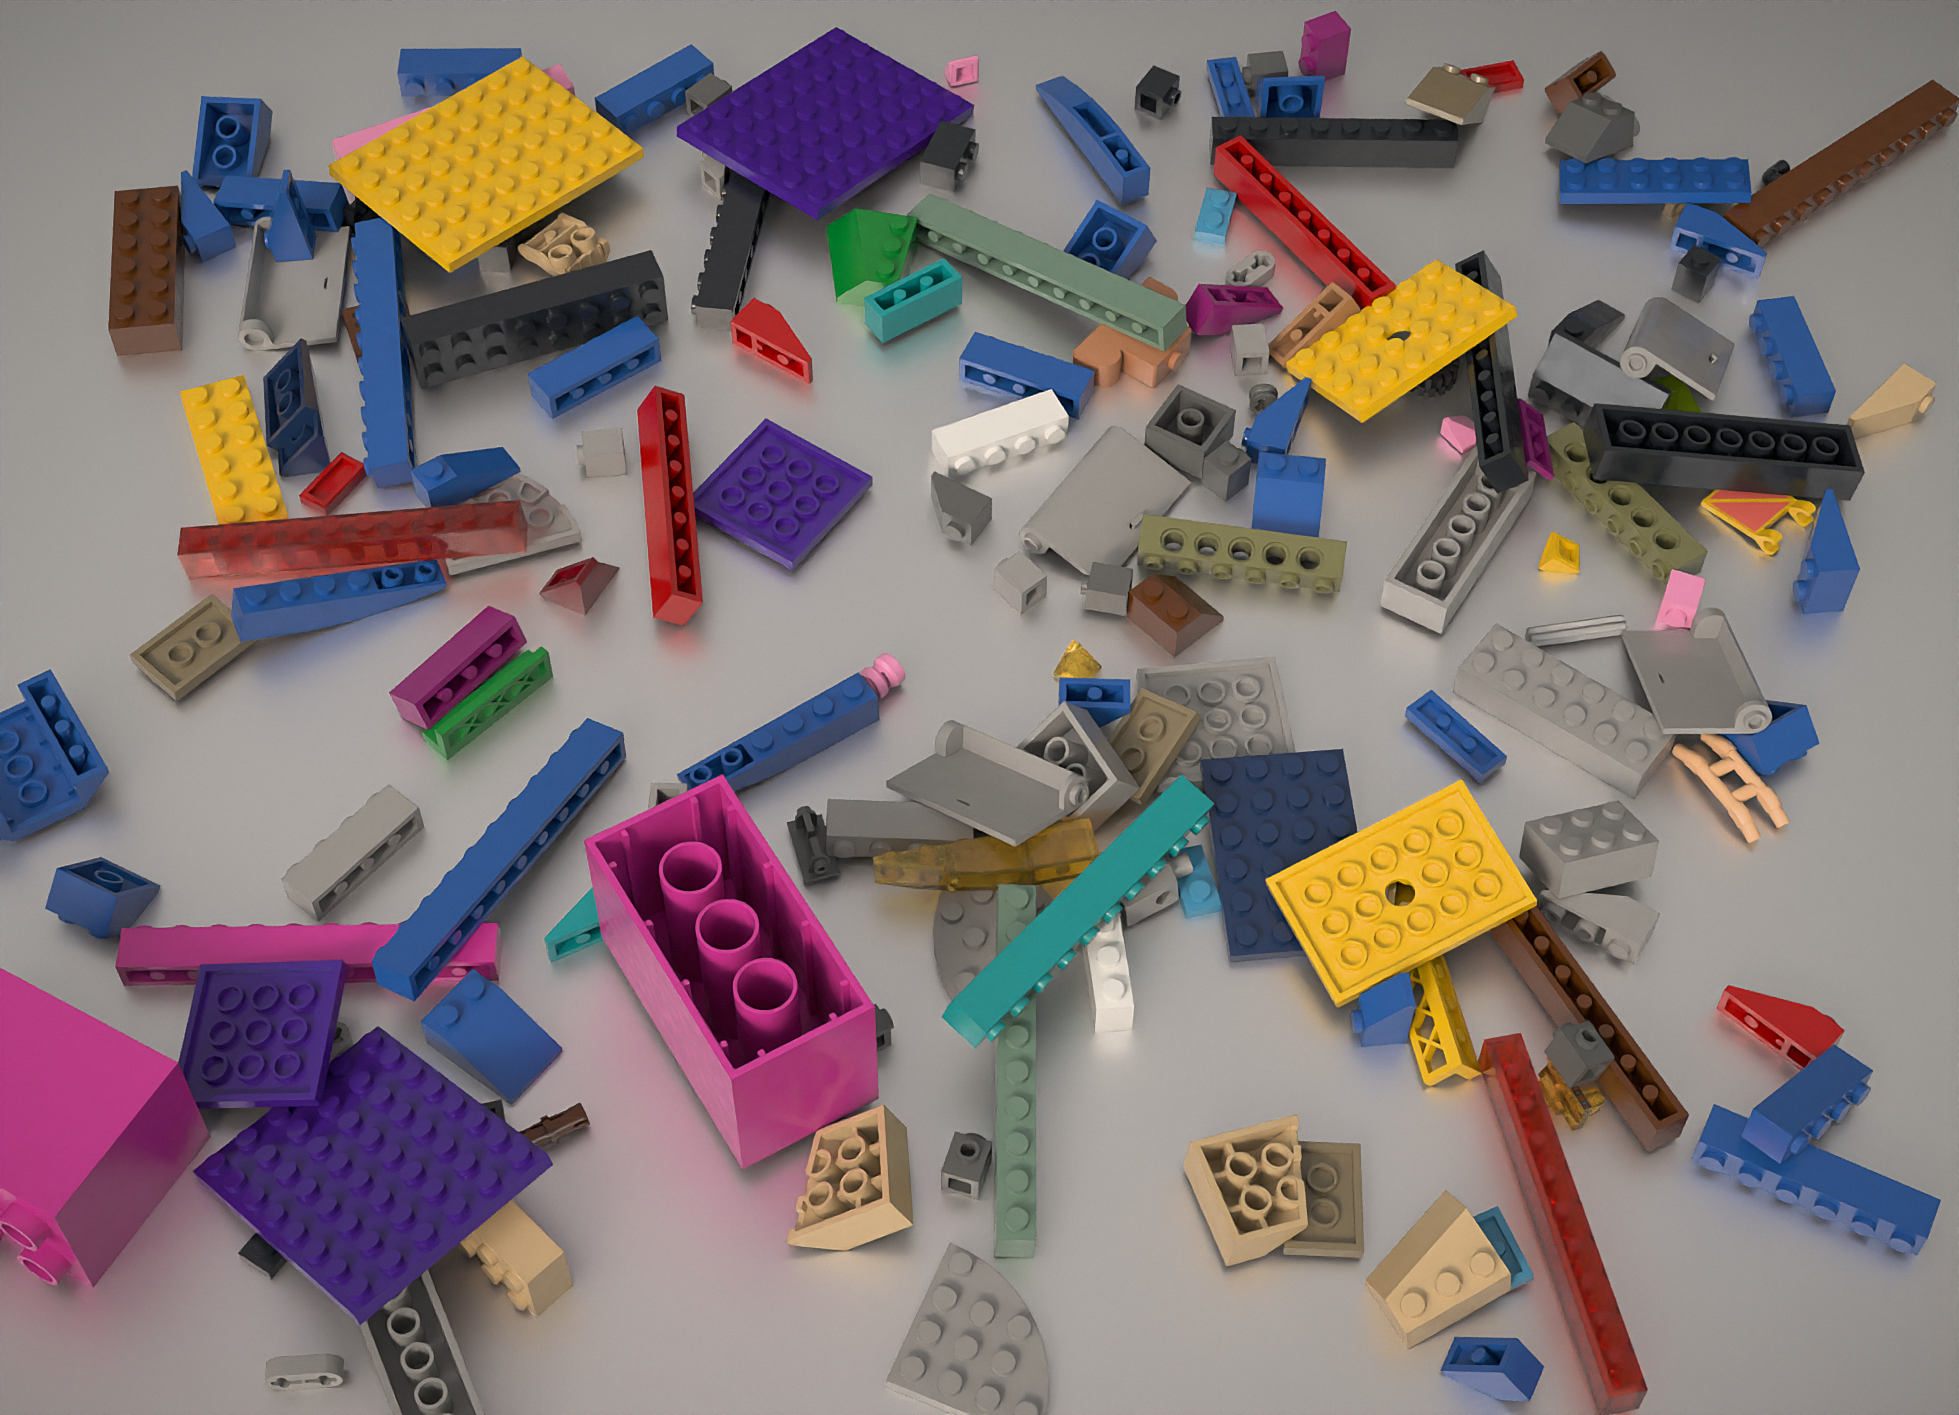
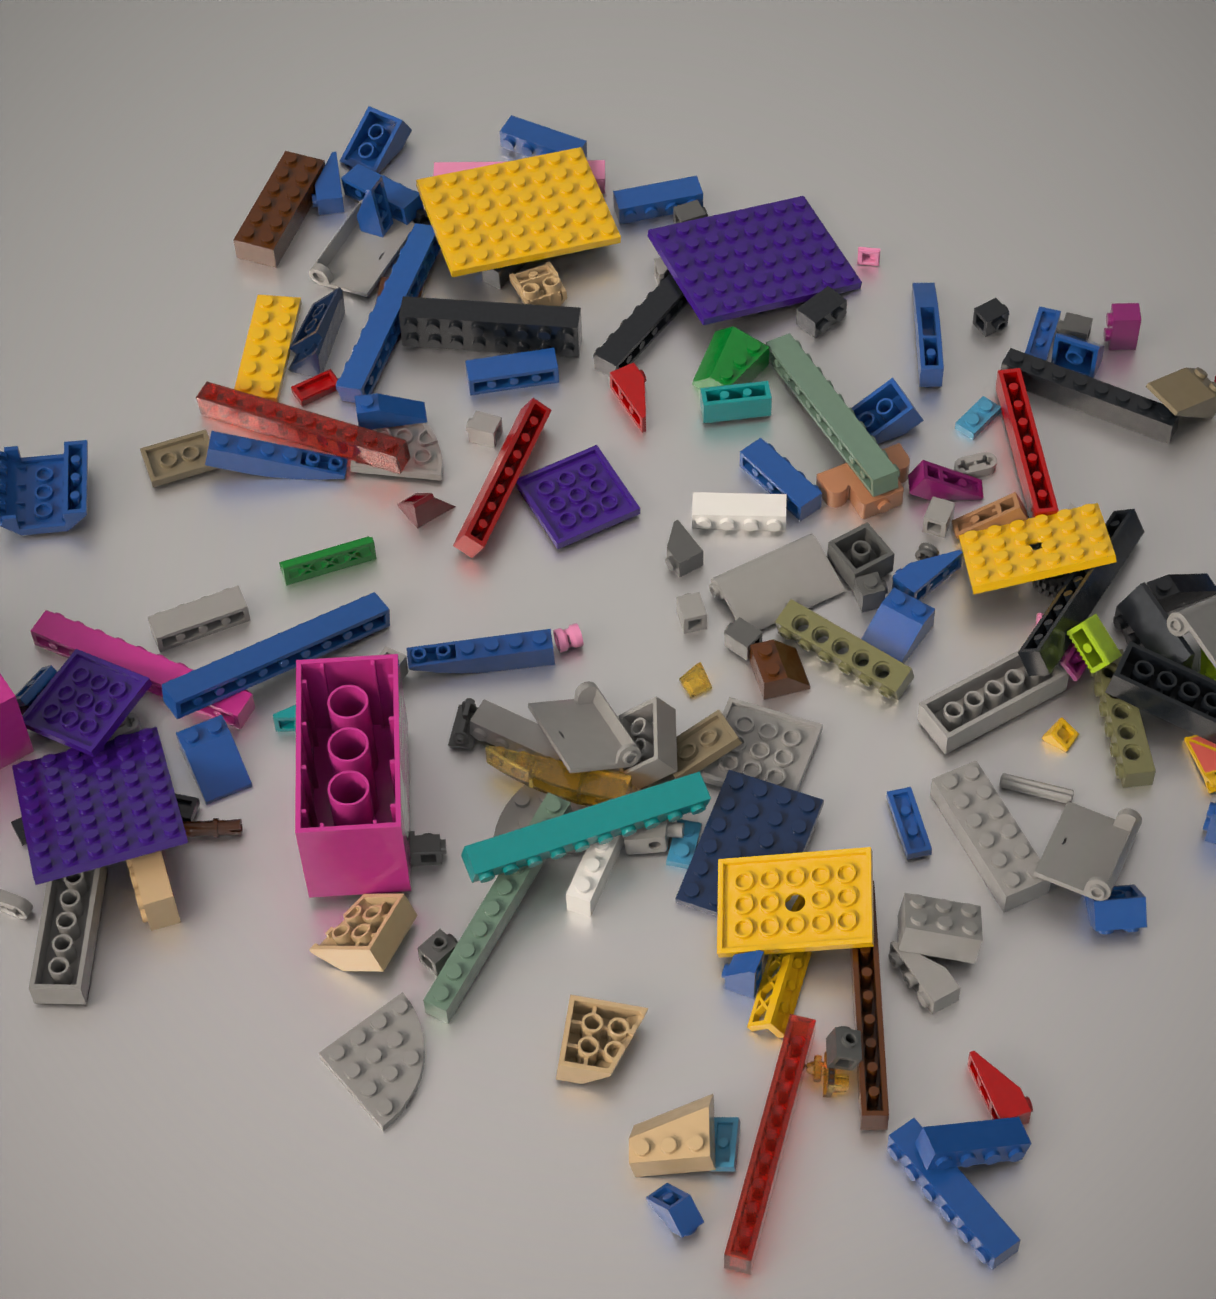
camera: 30 degrees right, 0 degrees up
(99, 896) = (47, 586): blue slope -> none
(168, 1030) = (29, 692): none -> blue plate
(458, 667) = (320, 530): magenta brick -> none
(1102, 698) = (689, 705): blue slope -> none
(1332, 1201) = (640, 1068): dark tan plate -> none
(1551, 423) = (1094, 643): none -> lime brick
(1681, 599) = (1119, 795): bright pink brick -> none
(1733, 800) = (1064, 939): light nougat piece -> none

